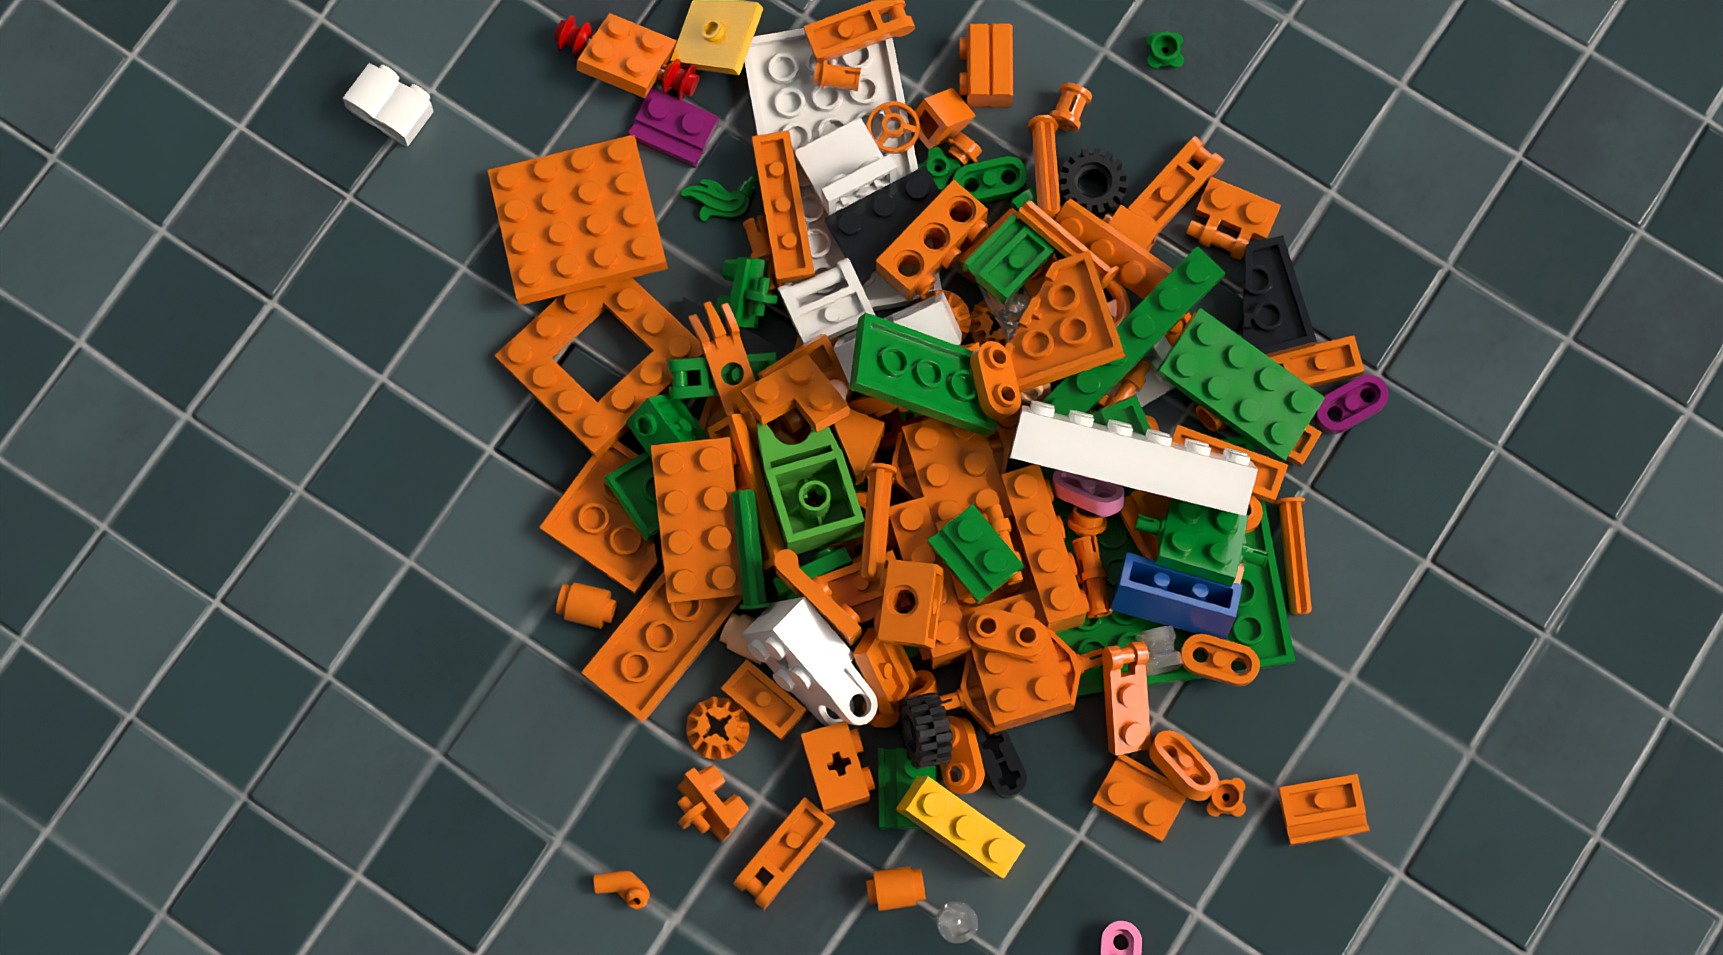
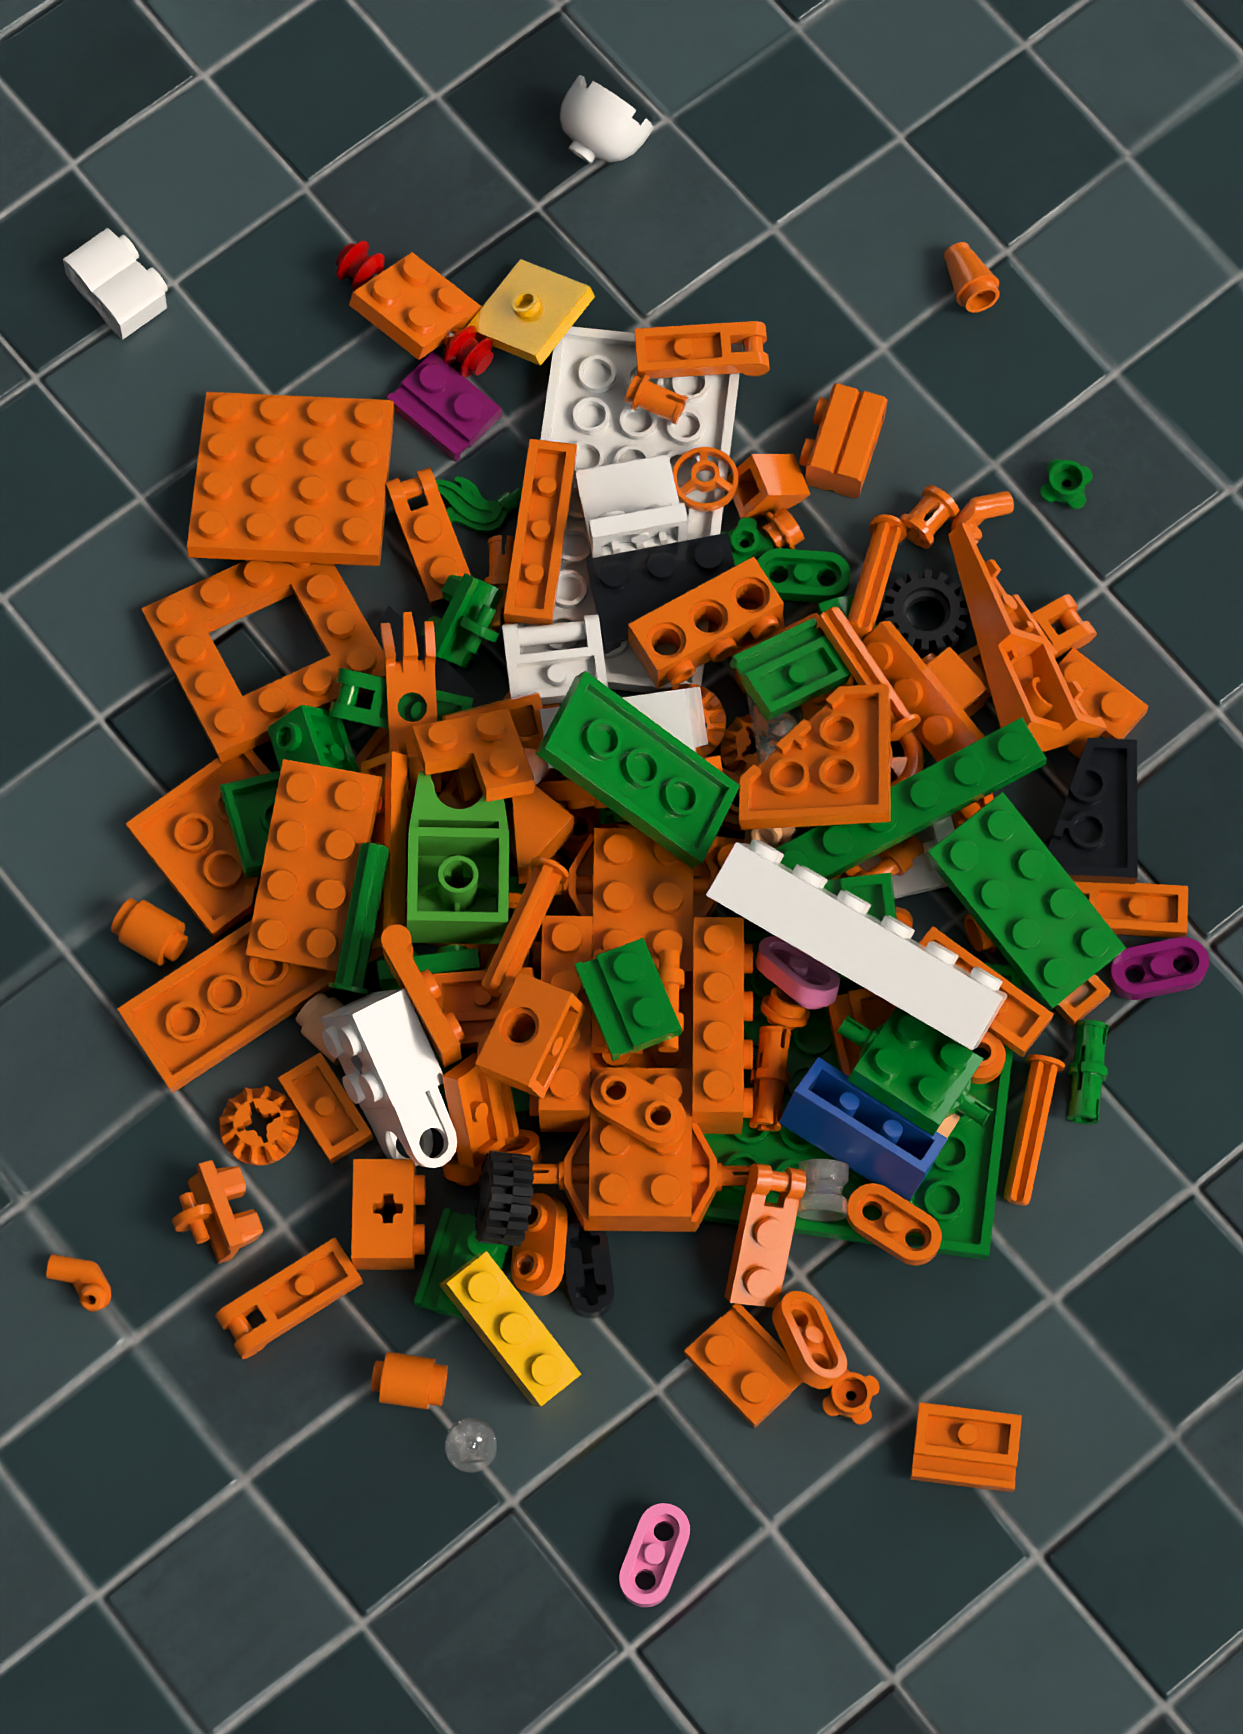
camera: 15 degrees right, 5 degrees down
(695, 232) = (427, 533): none -> orange plate
(994, 379) = (721, 799): orange plate -> none
(1105, 91) = (982, 508): none -> orange arm
(1173, 195) = (1018, 655): none -> orange wedge
(1323, 499) = (1087, 1072): none -> green pin

